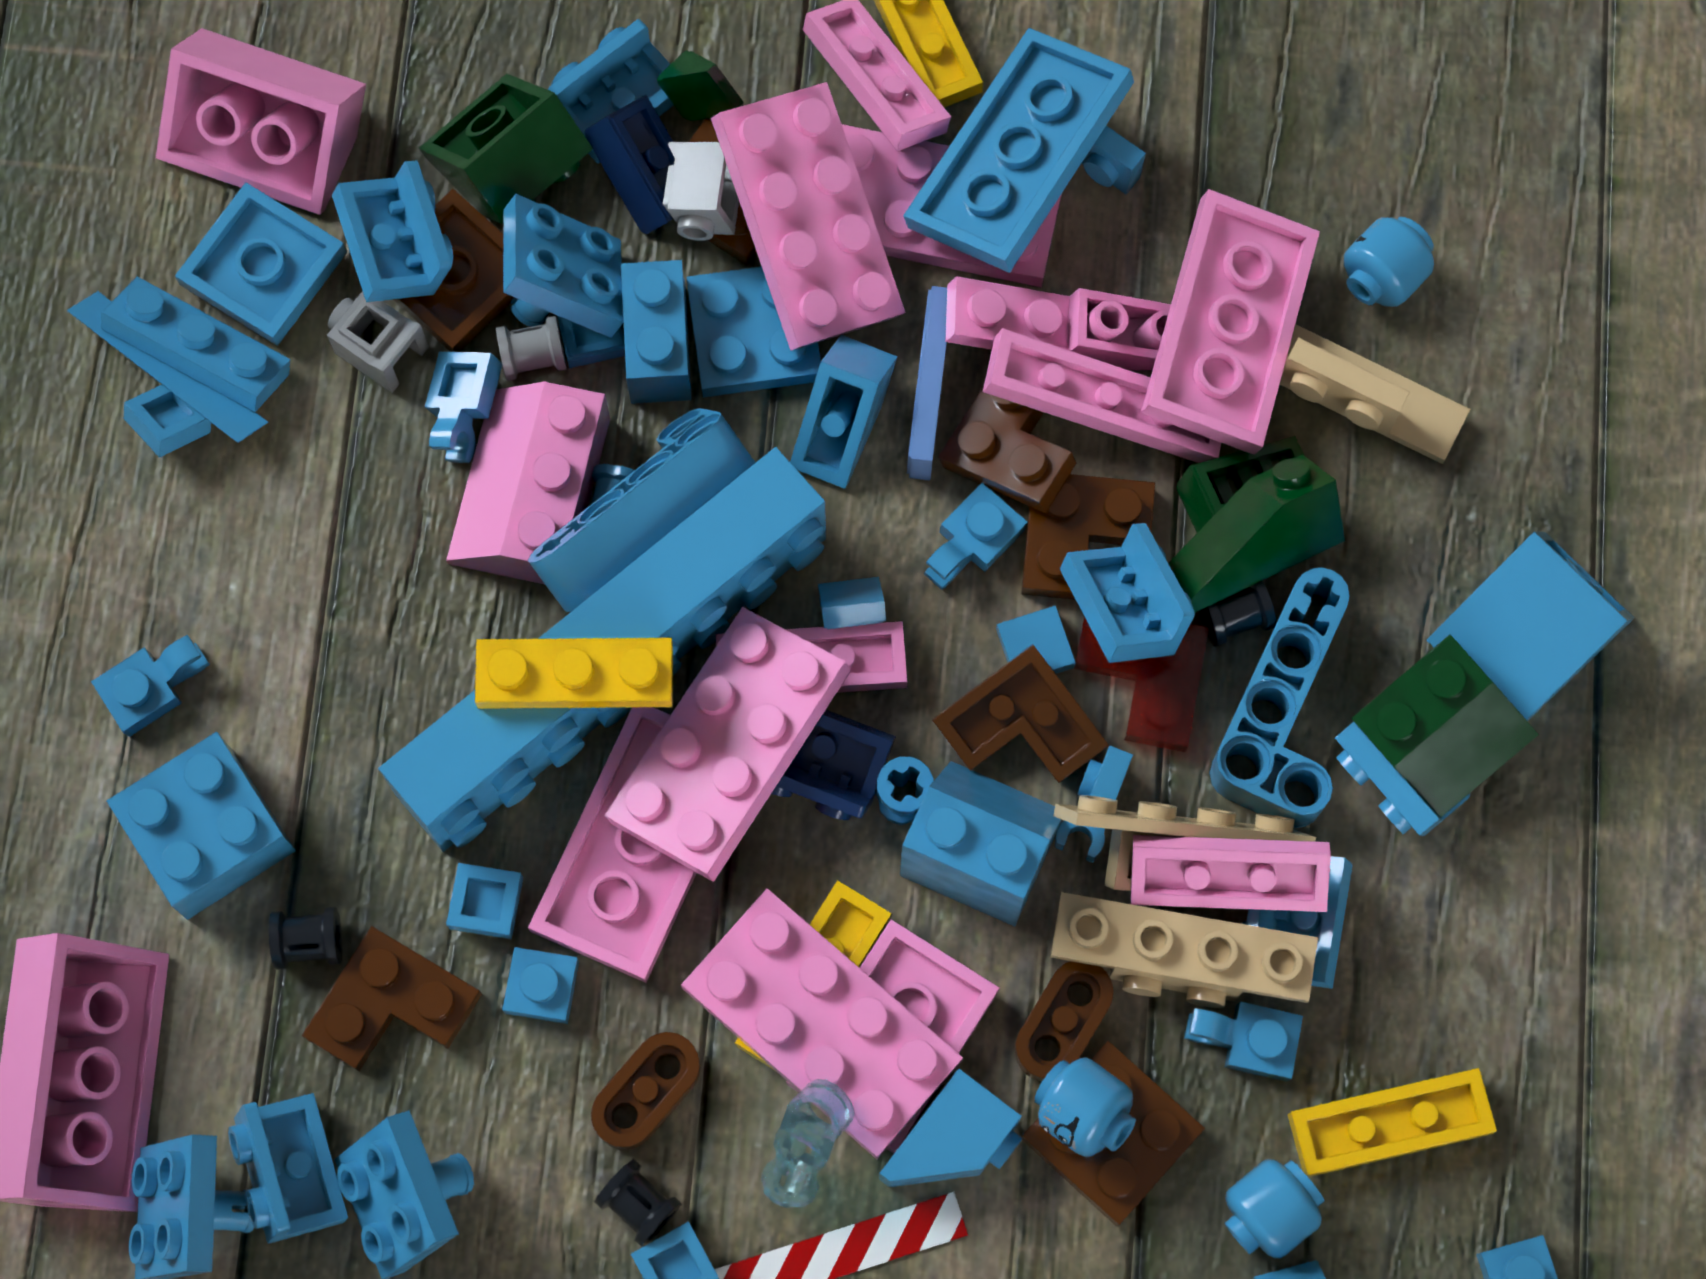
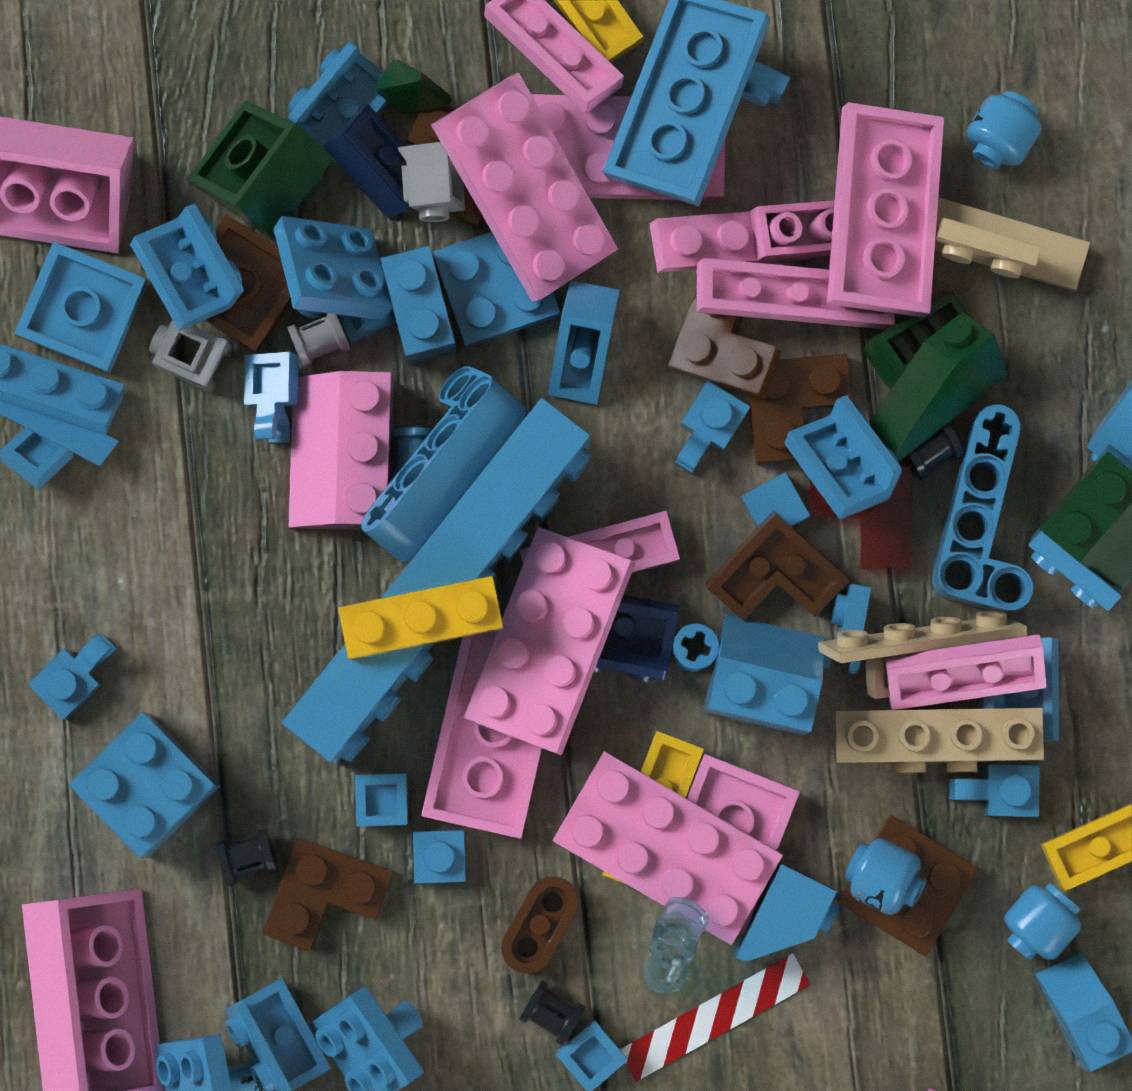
camera: 10 degrees left, 10 degrees up
(852, 603) = (622, 502): dark azure tile -> none
(928, 386) = (649, 307): medium blue tile -> none
(1062, 1021) = (854, 806): reddish brown plate -> none

